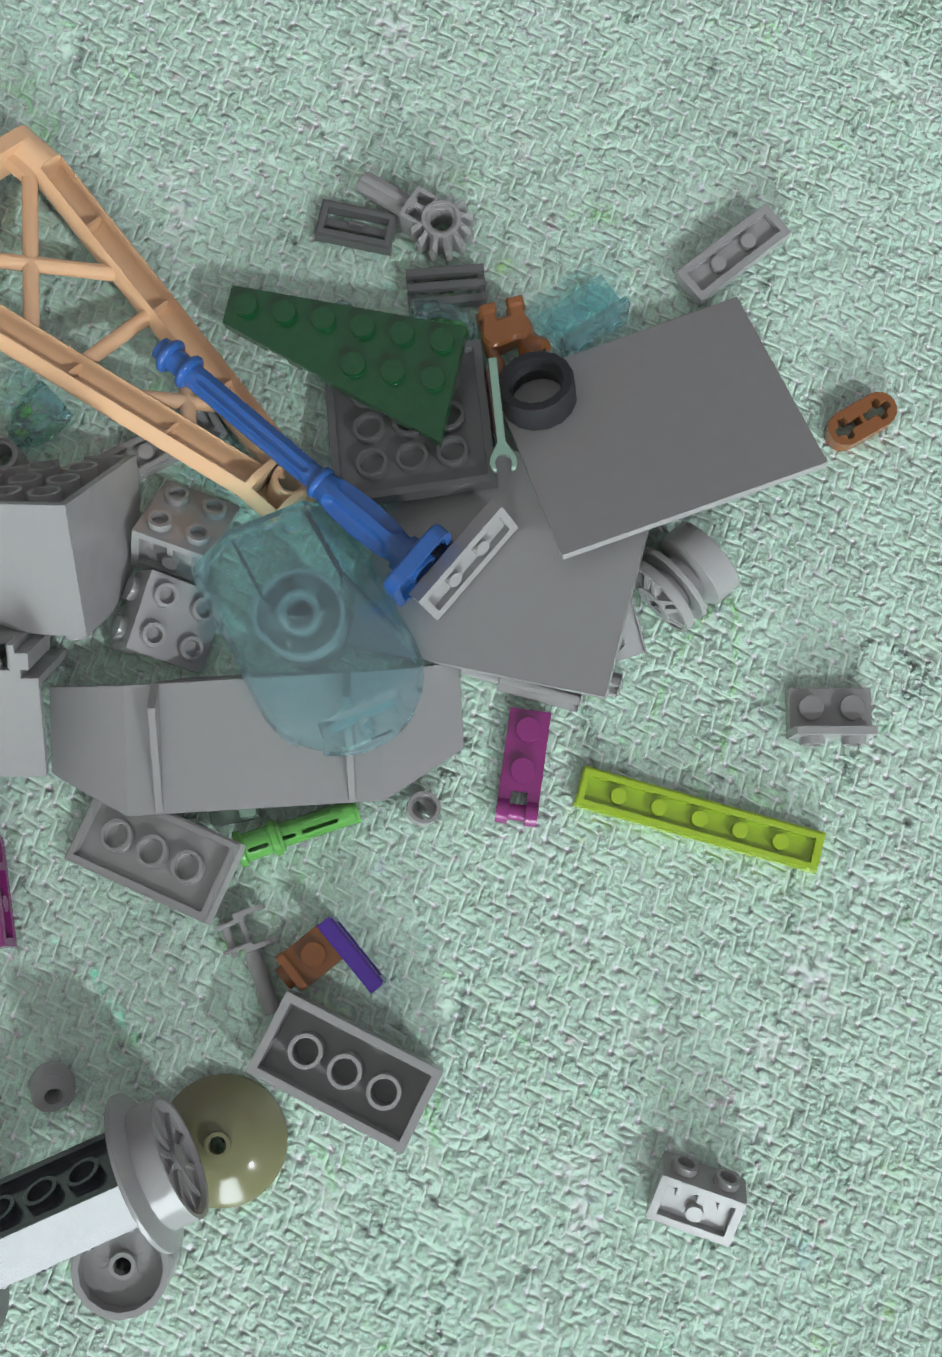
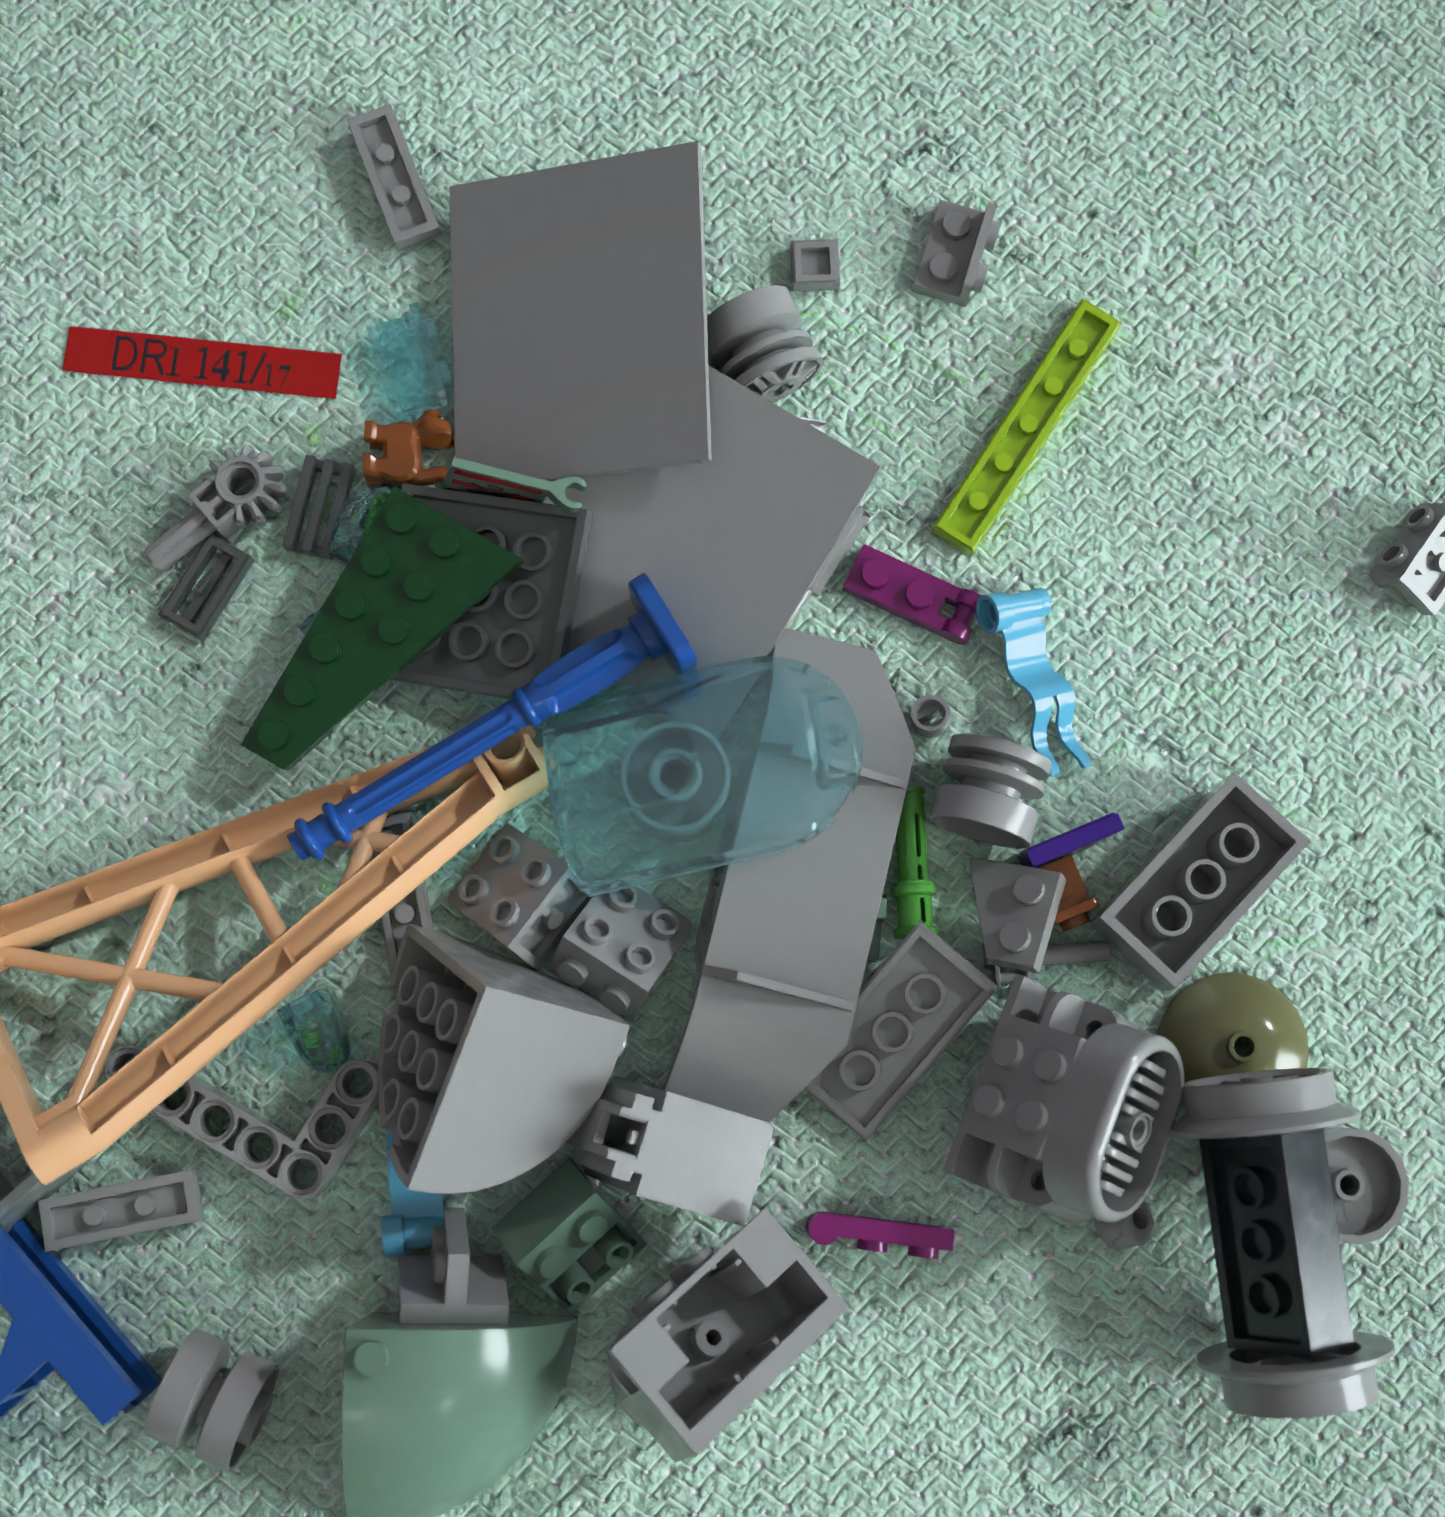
camera: 75 degrees left, 0 degrees up
(119, 1007) = (1069, 1108): none -> light grey brick
(276, 923) = (1016, 911): none -> light grey wing
(368, 872) = (993, 780): none -> light grey wheel
(464, 559) = (647, 542): light grey plate -> none
(489, 880) = (1028, 667): none -> medium azure flag
(532, 367) = (474, 405): black tyre -> none
(535, 168) = (202, 362): none -> red sticker
(777, 604) = (815, 265): none -> light grey tile
(856, 414) = (644, 106): dark orange beam -> none

